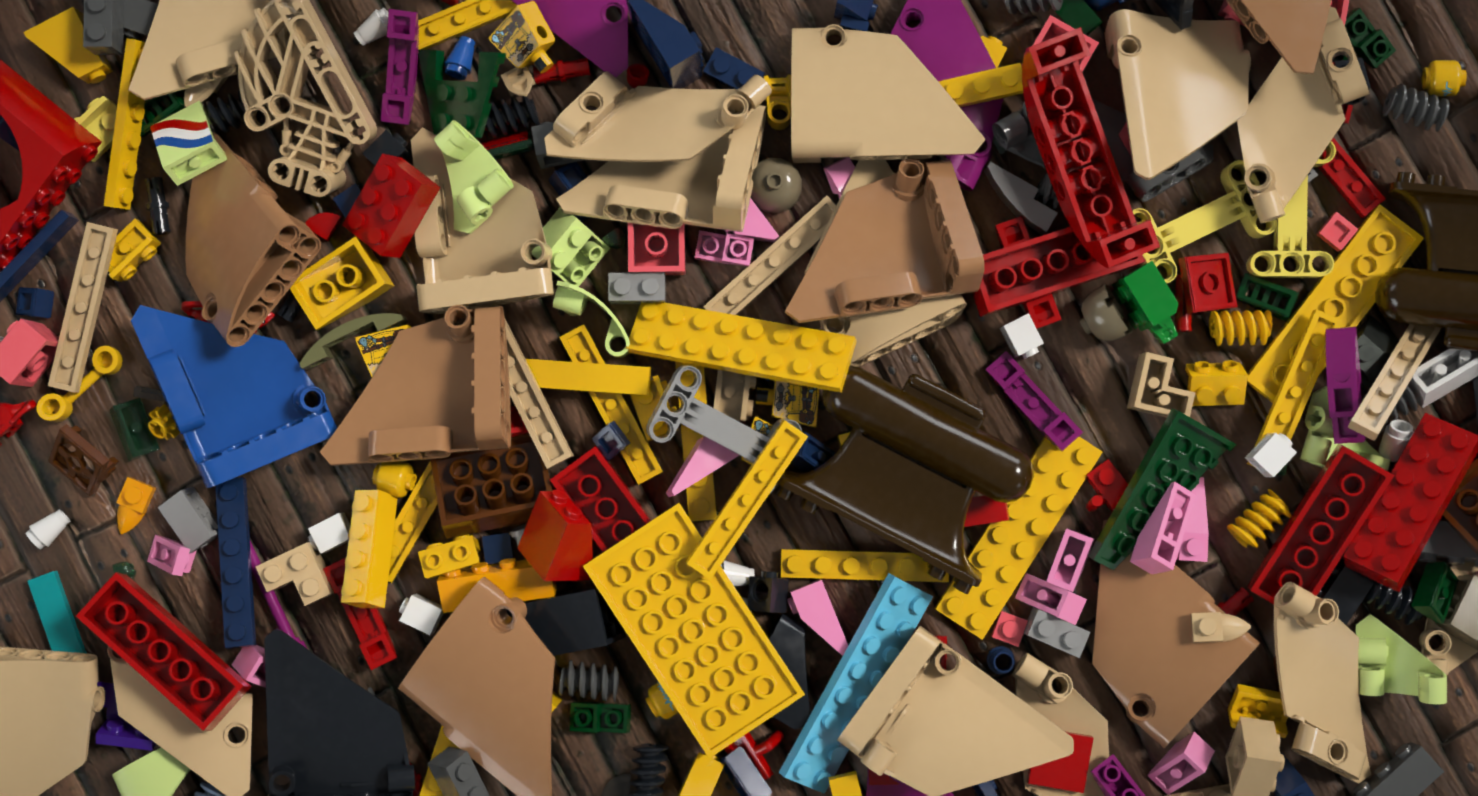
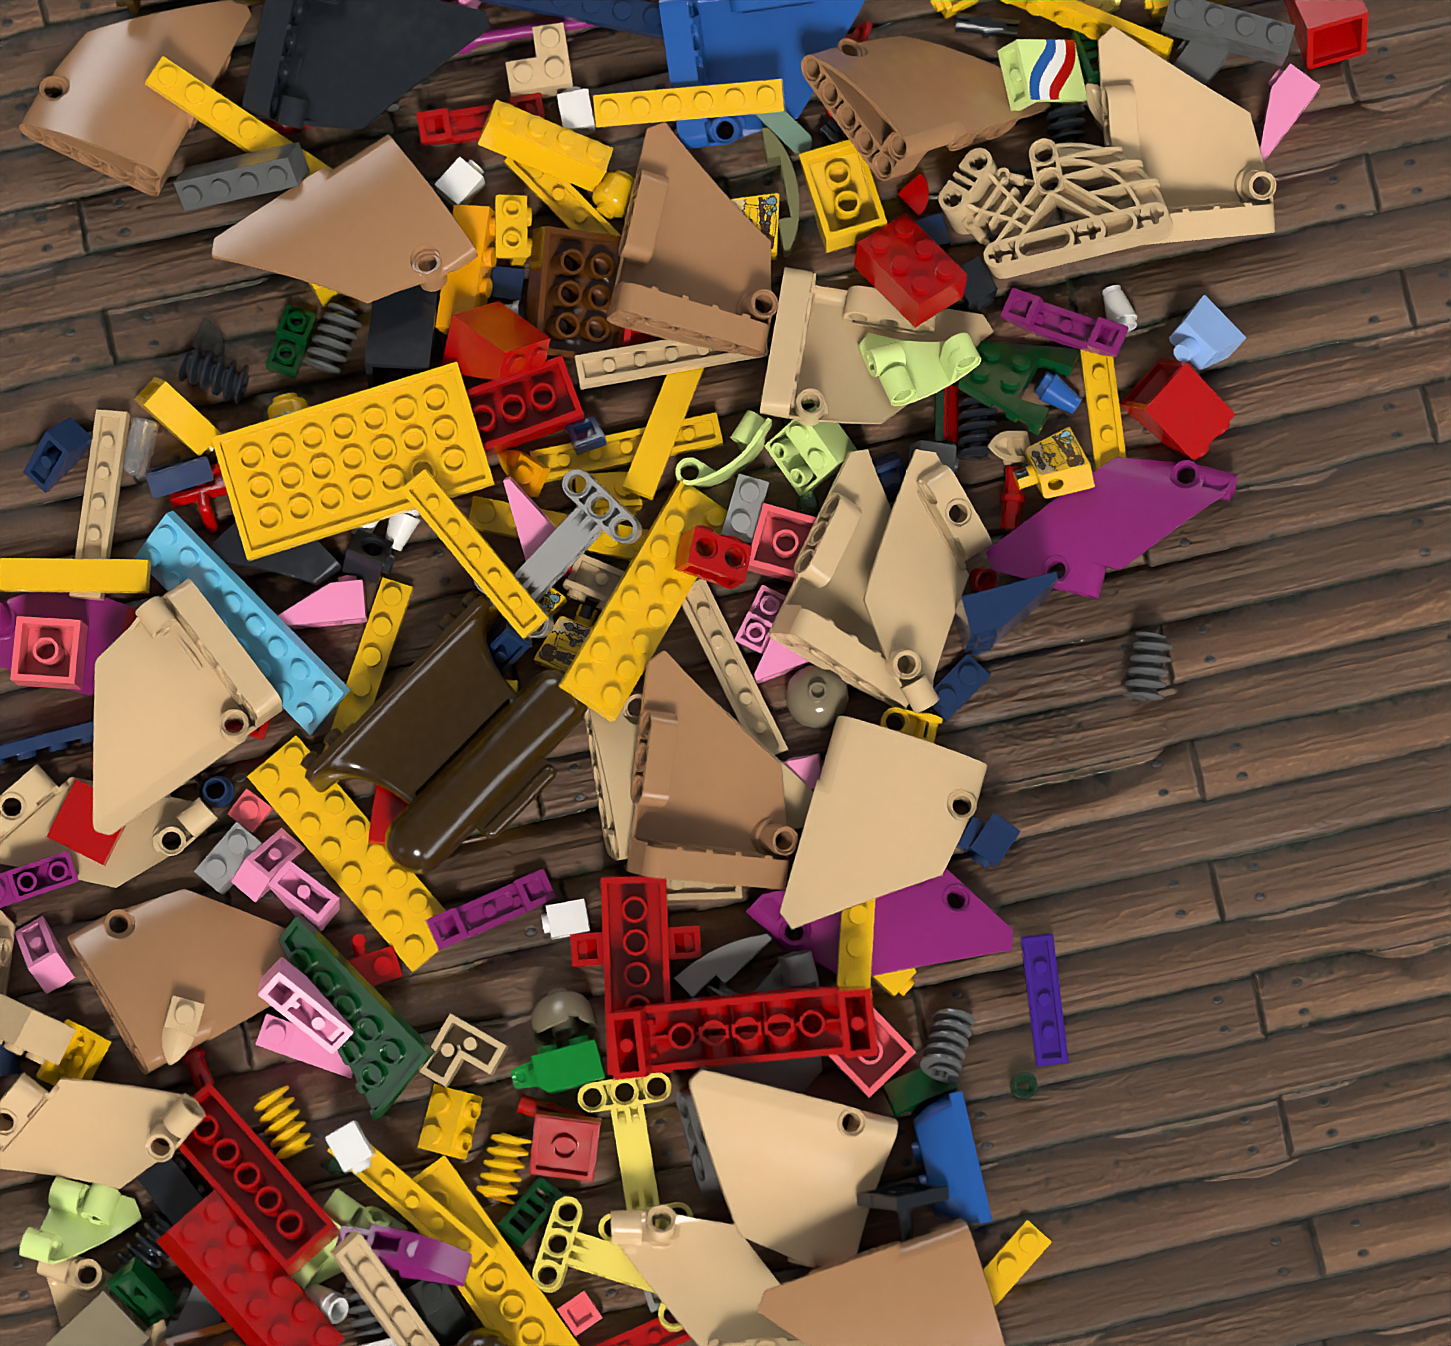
camera: 110 degrees right, 5 degrees down
(292, 354) = (787, 130): none -> sand green piece
(297, 435) = (689, 103): none -> yellow plate
(655, 484) = (525, 470): none -> light orange plate
(692, 298) = (712, 564): none -> red brick

